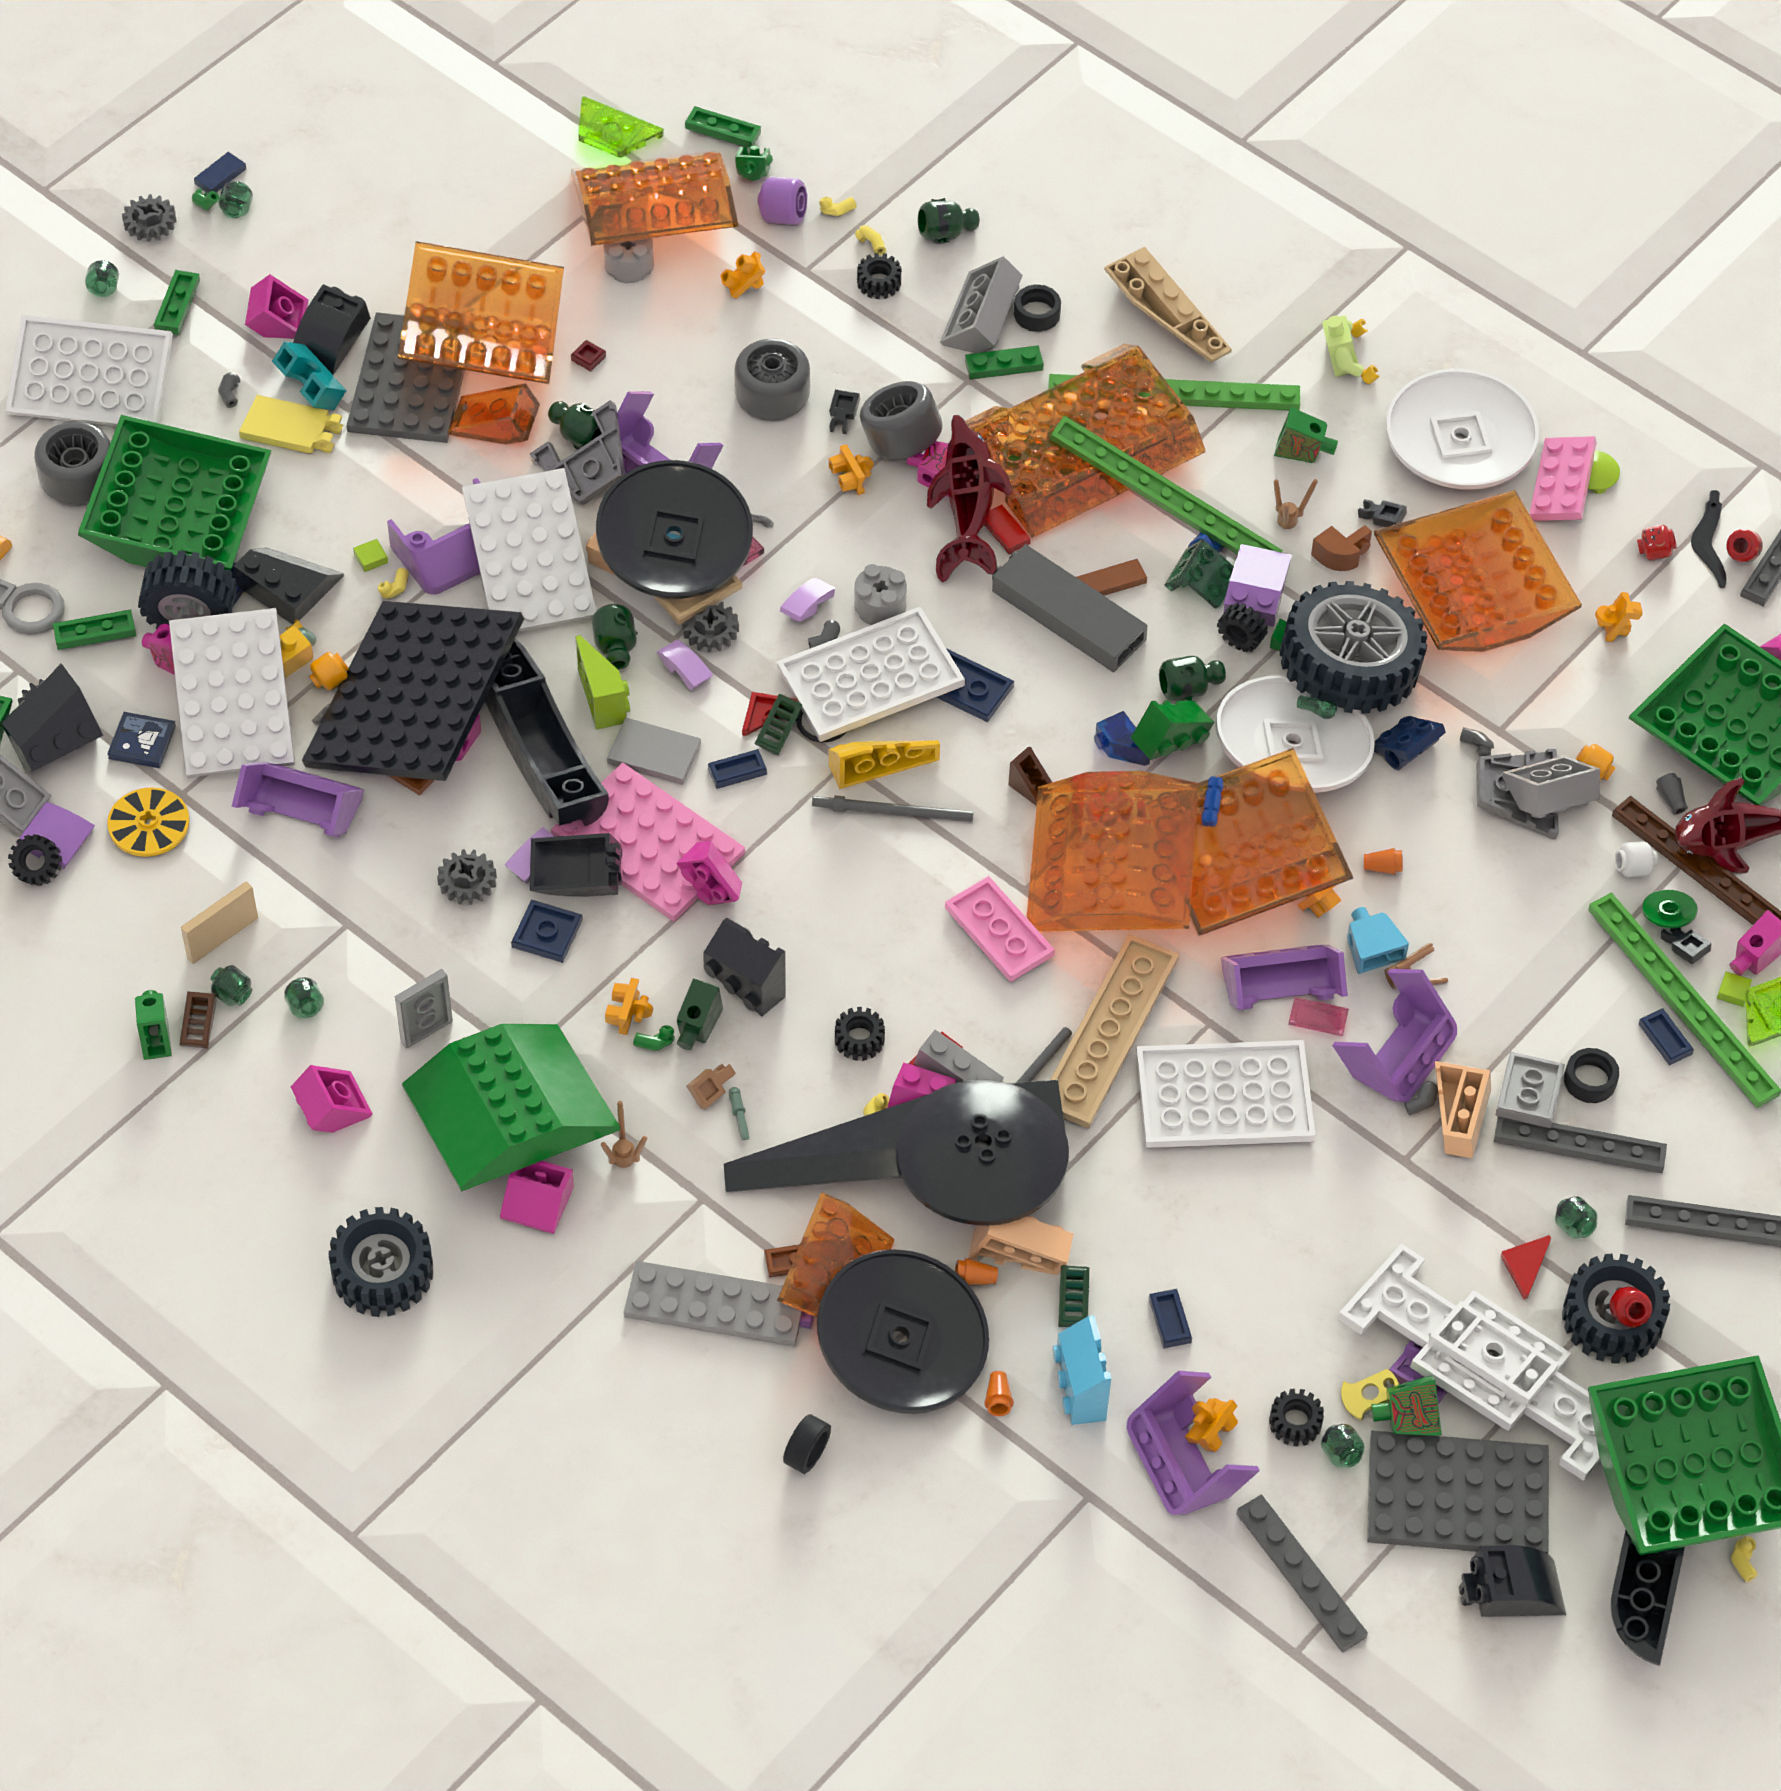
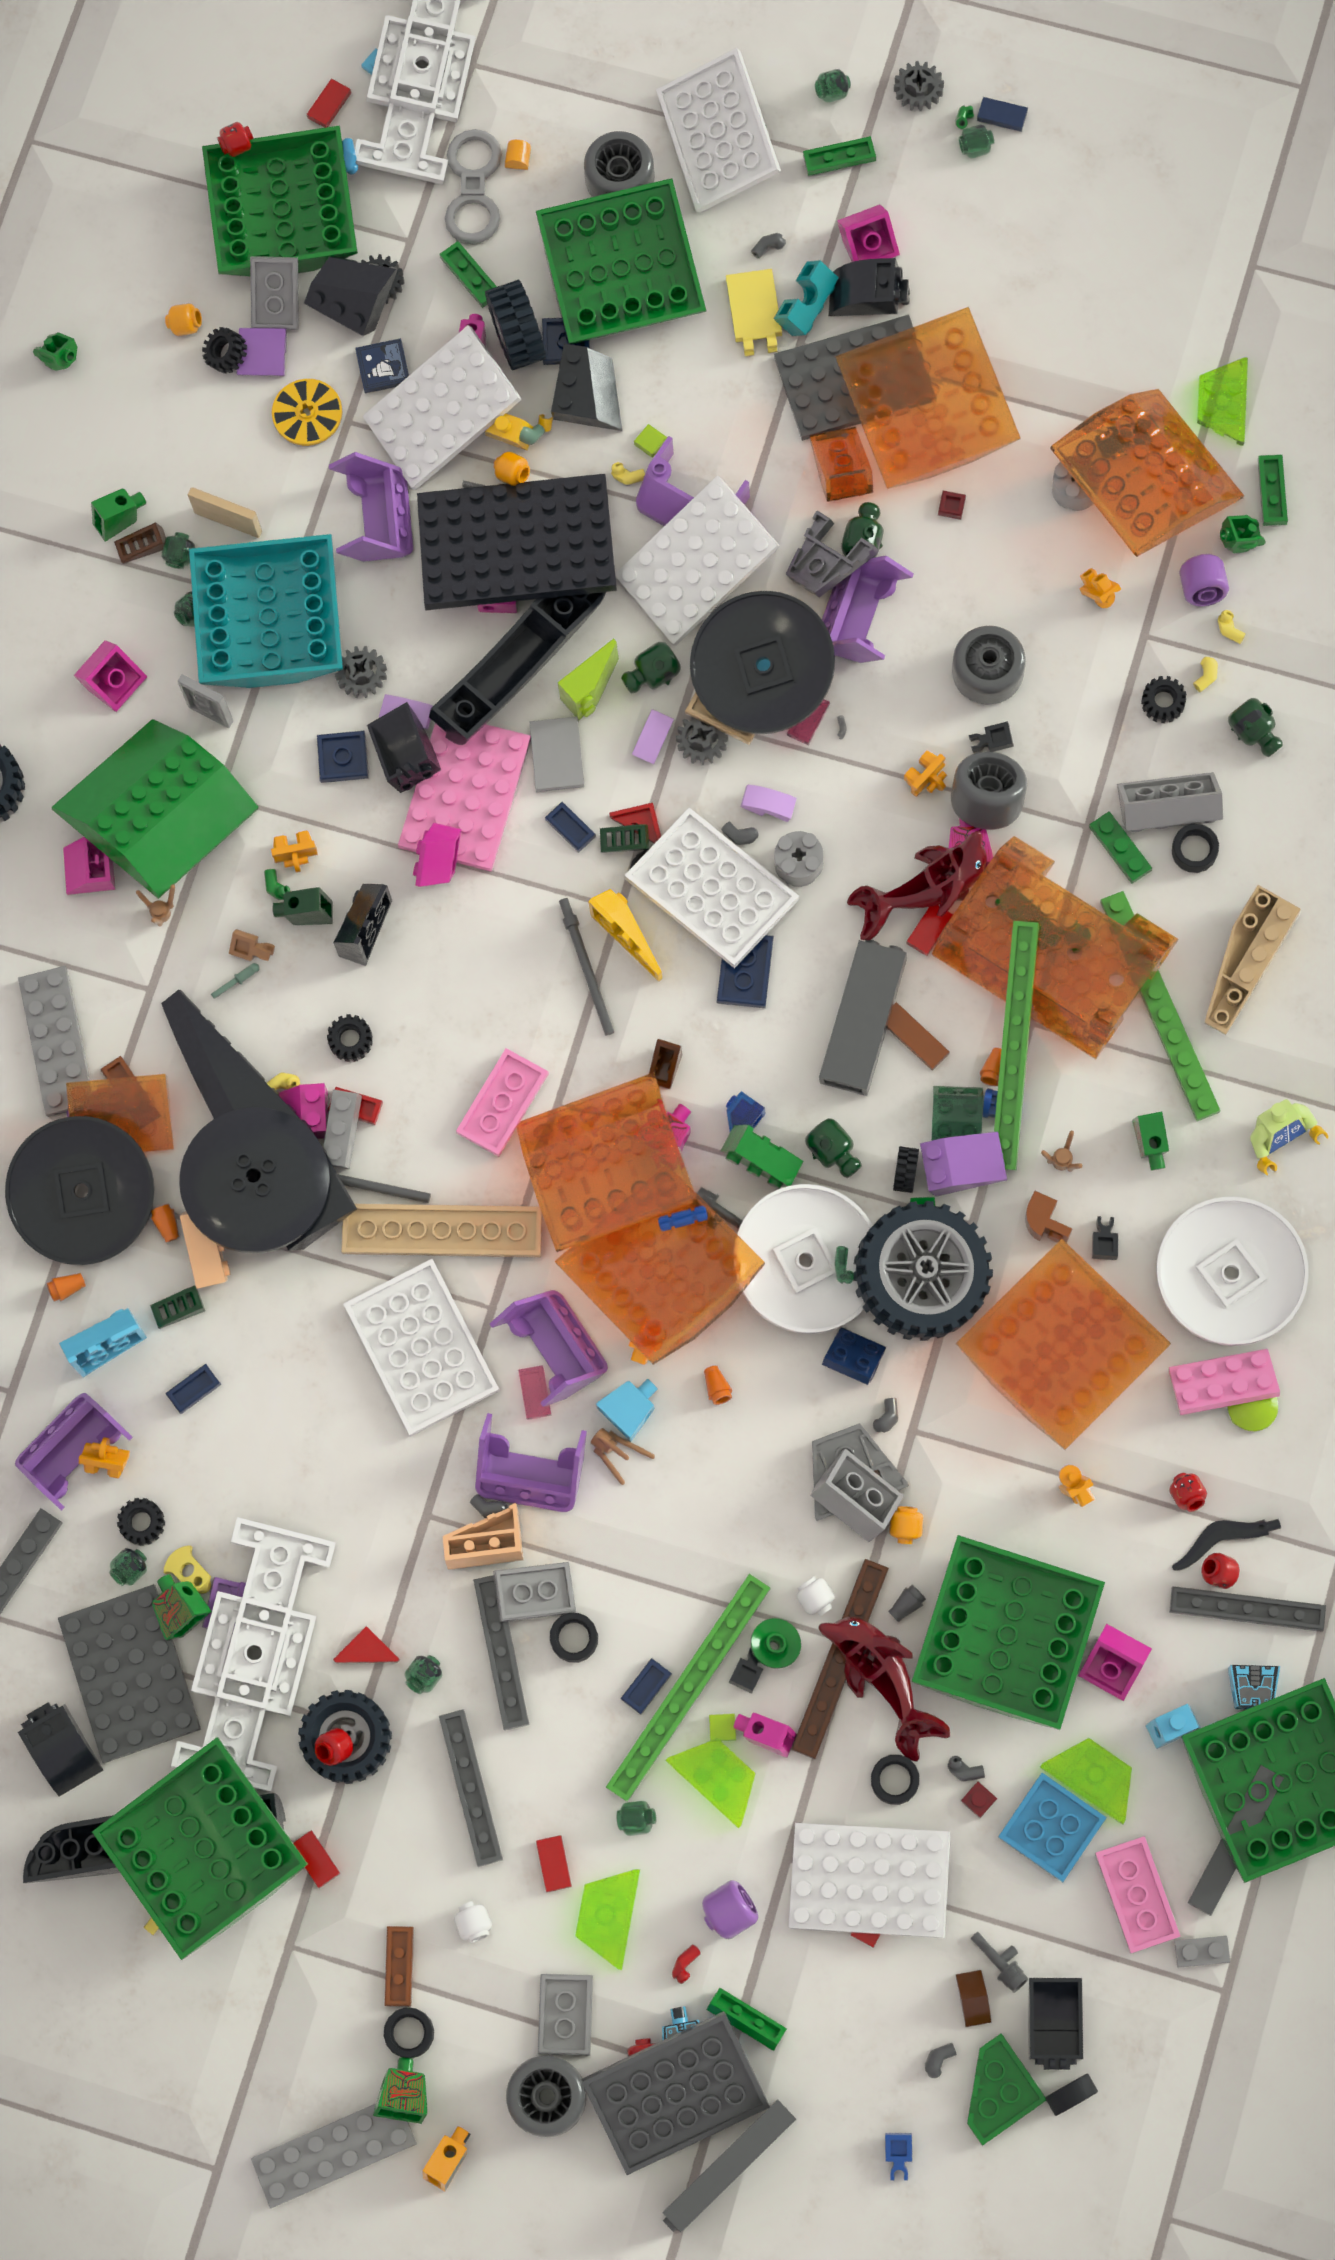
camera: 75 degrees right, 20 degrees up
(354, 922) = (266, 612): none -> teal slope
(1172, 531) = (991, 1068): none -> orange cone

